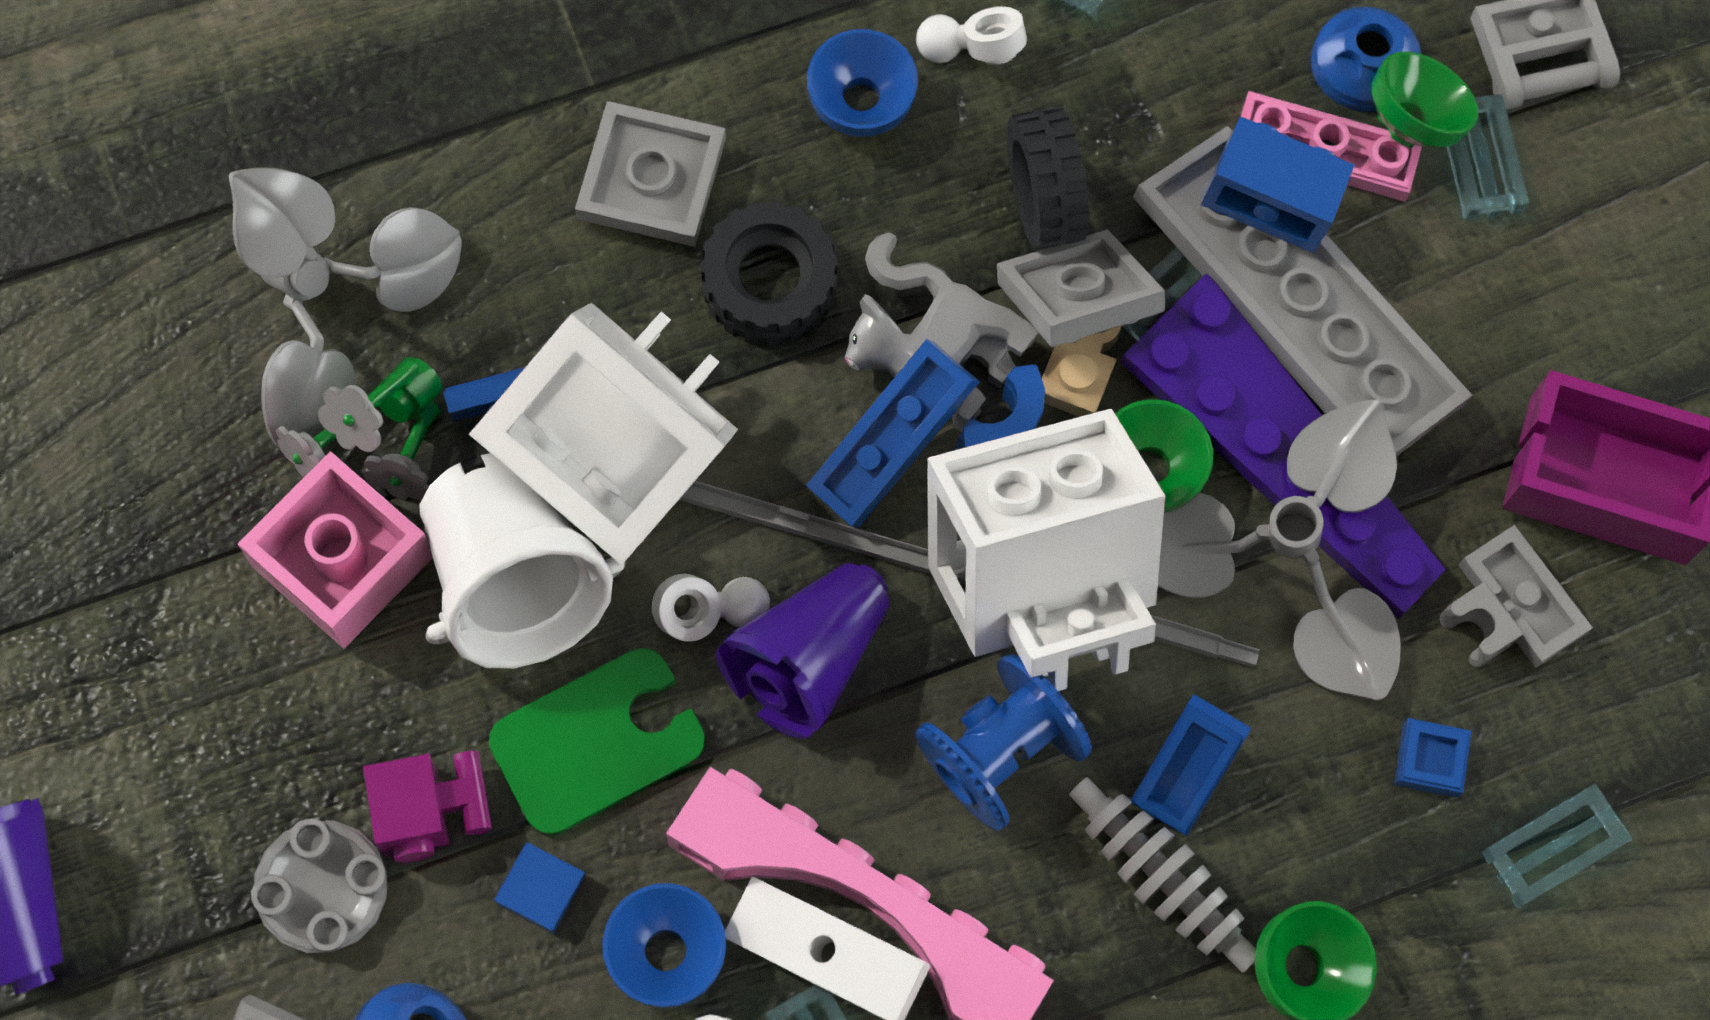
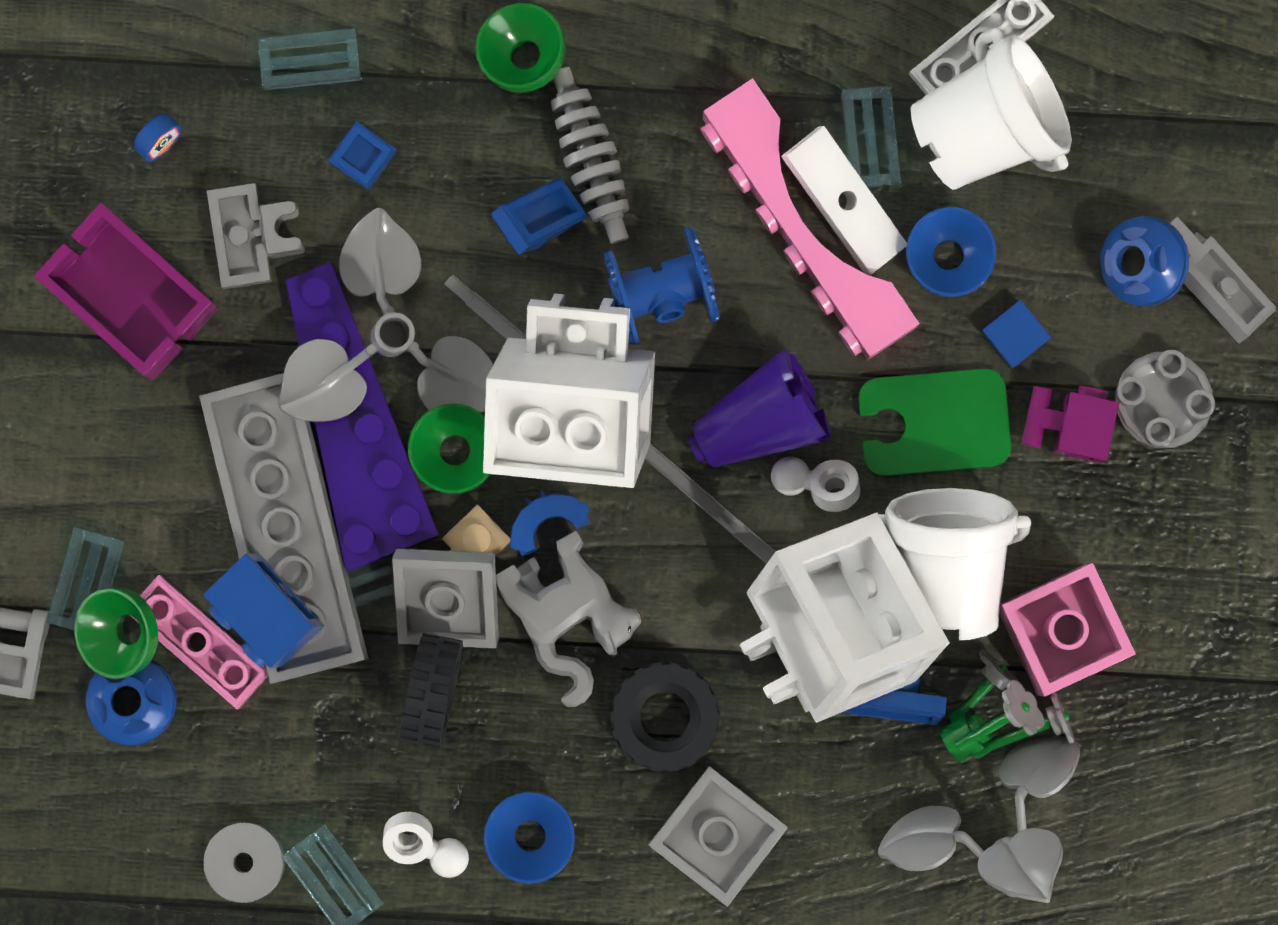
camera: 150 degrees left, 15 degrees up
(892, 433) = (635, 544): blue plate -> none
(1682, 667) = (157, 137): none -> blue tile

